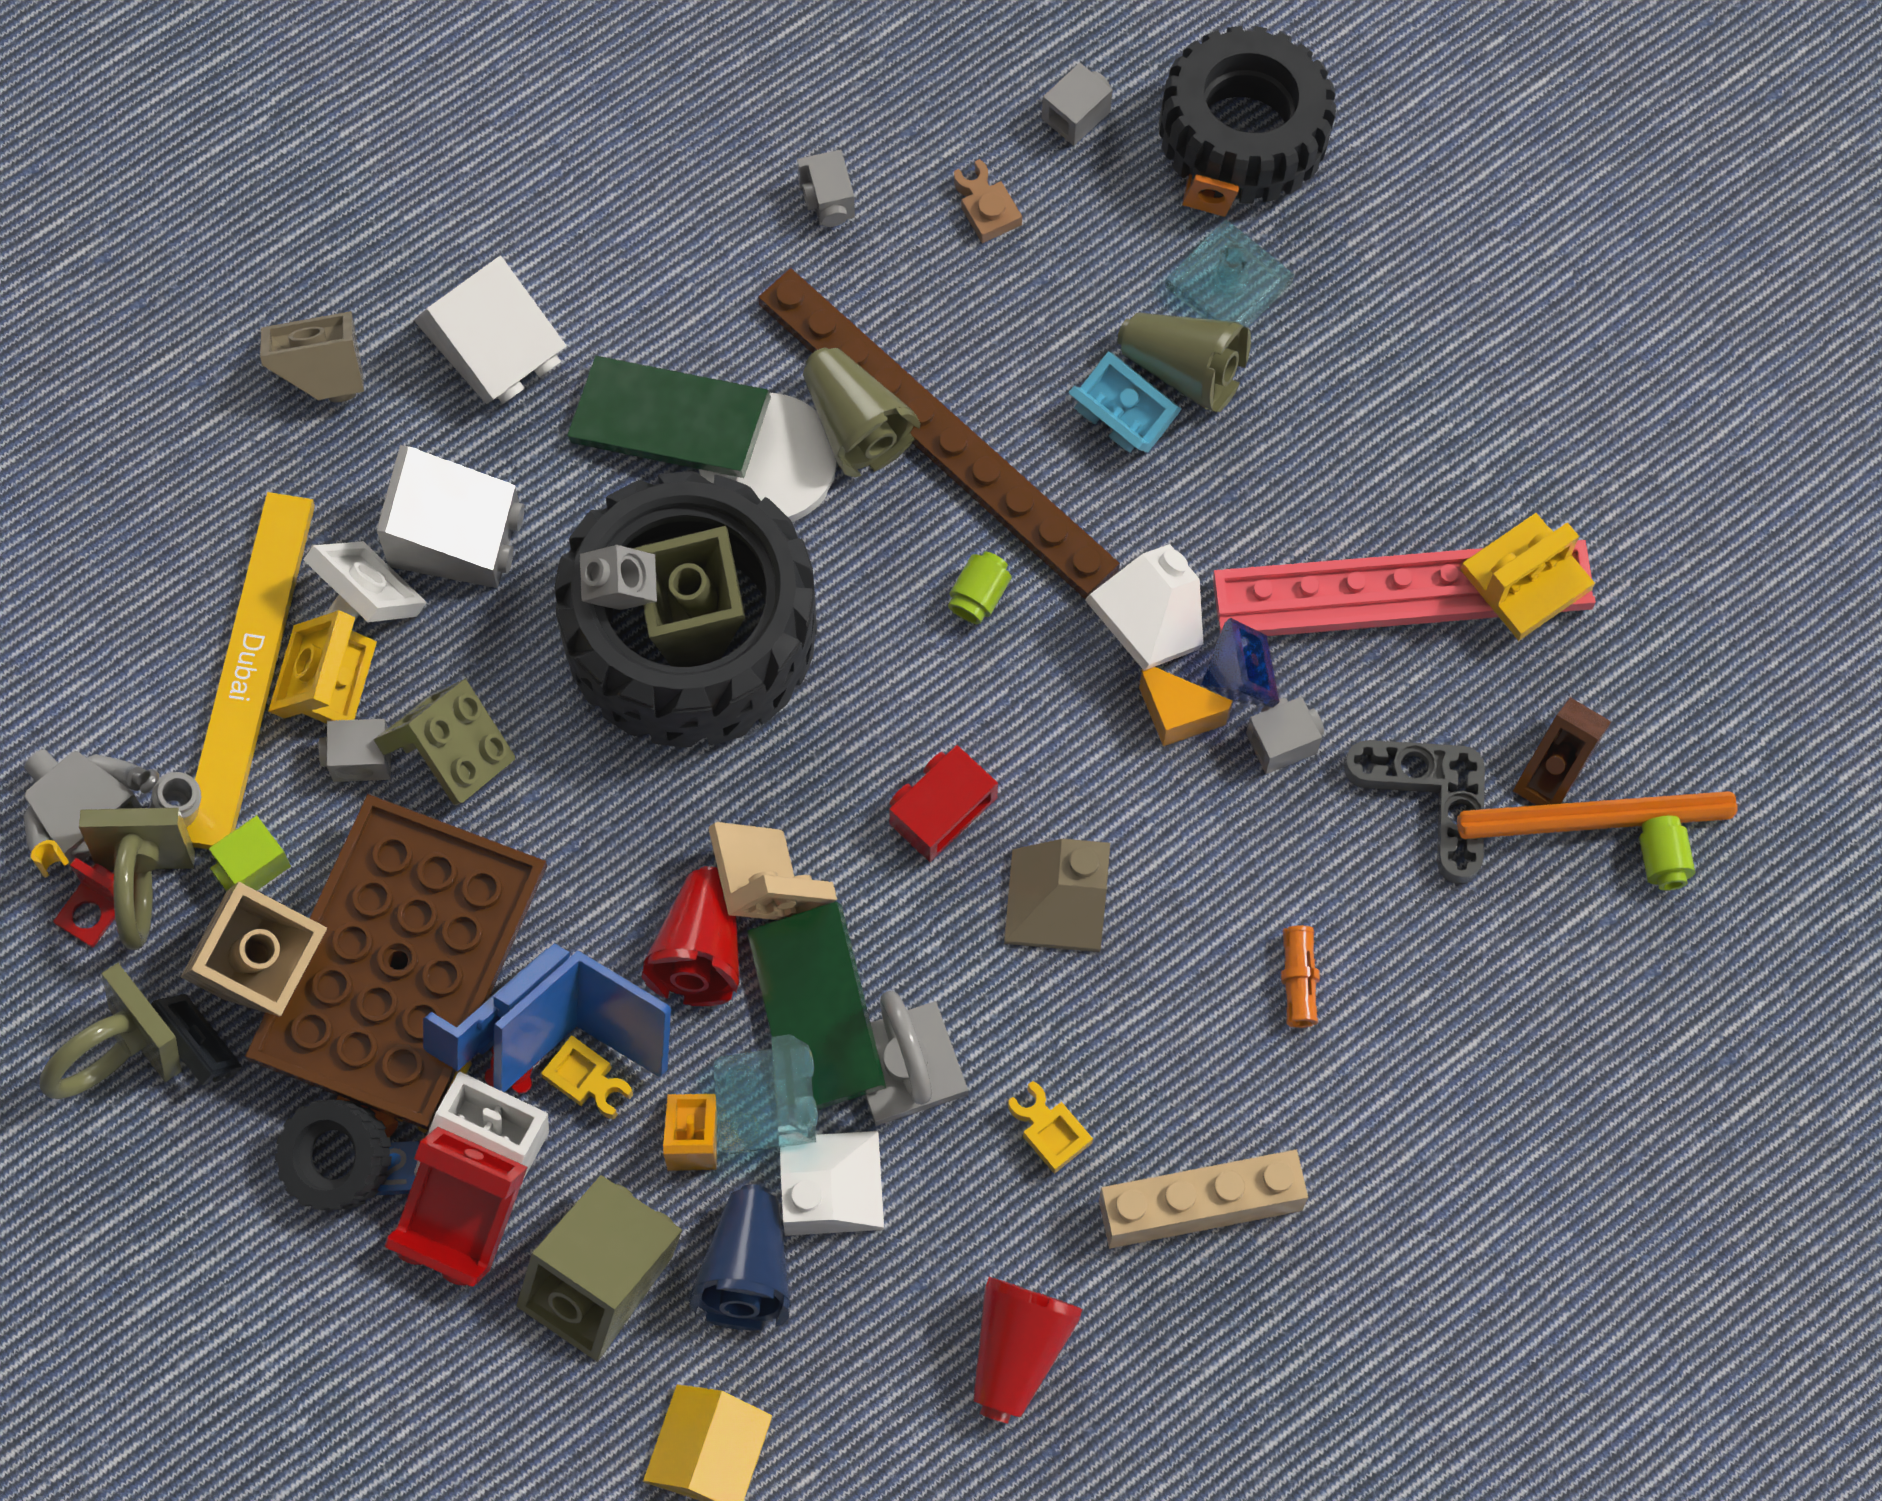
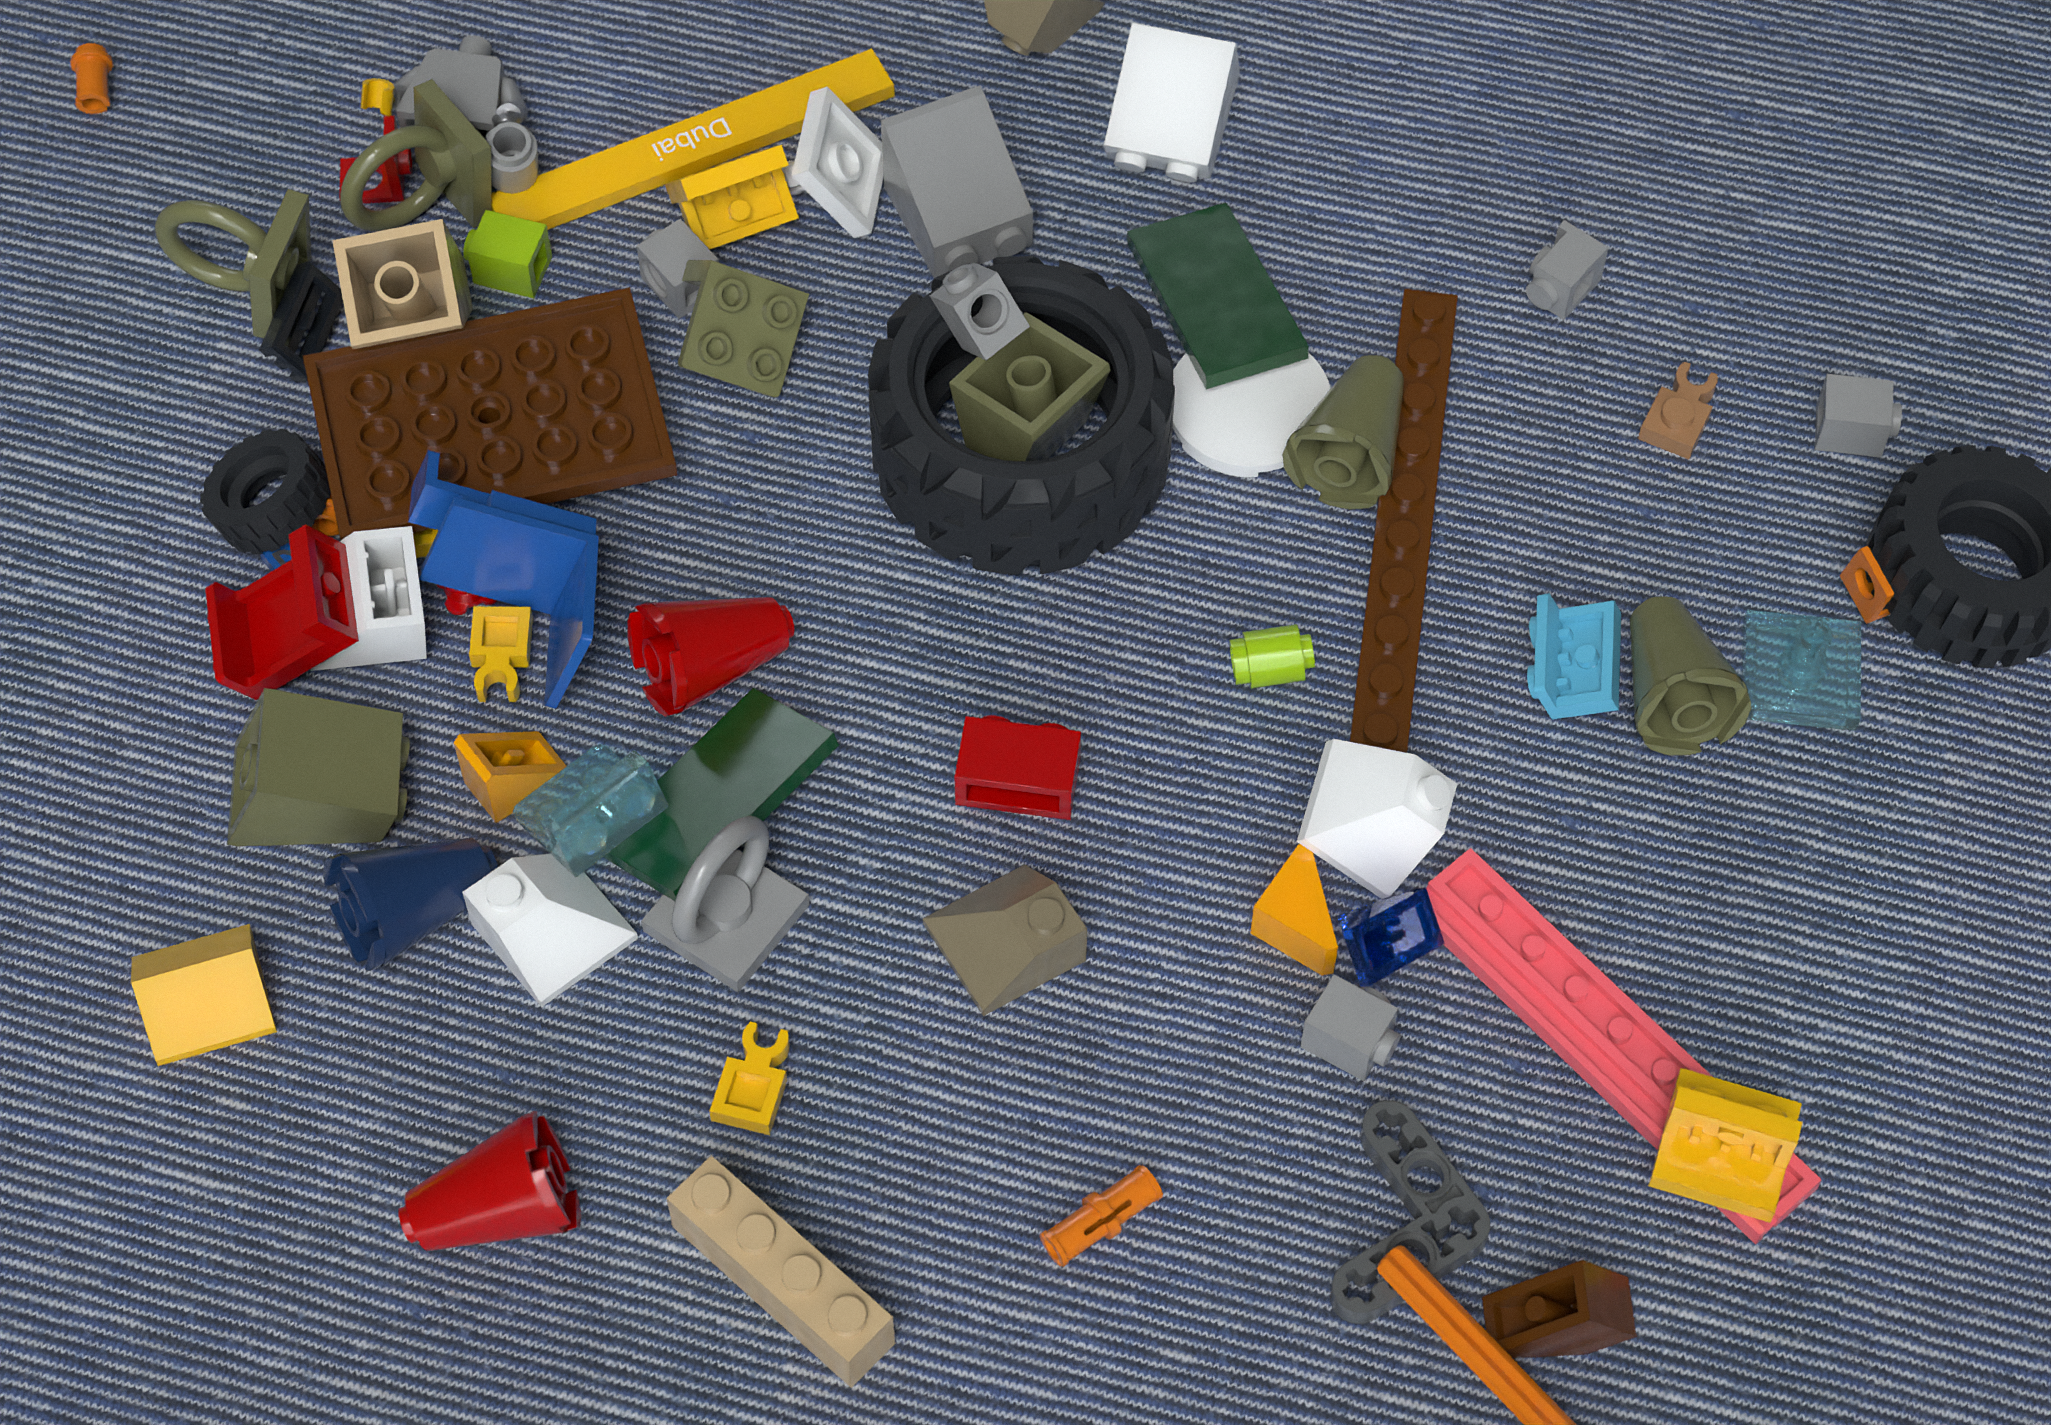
camera: 55 degrees right, 10 degrees down
(760, 875) = (813, 651): tan bracket -> none

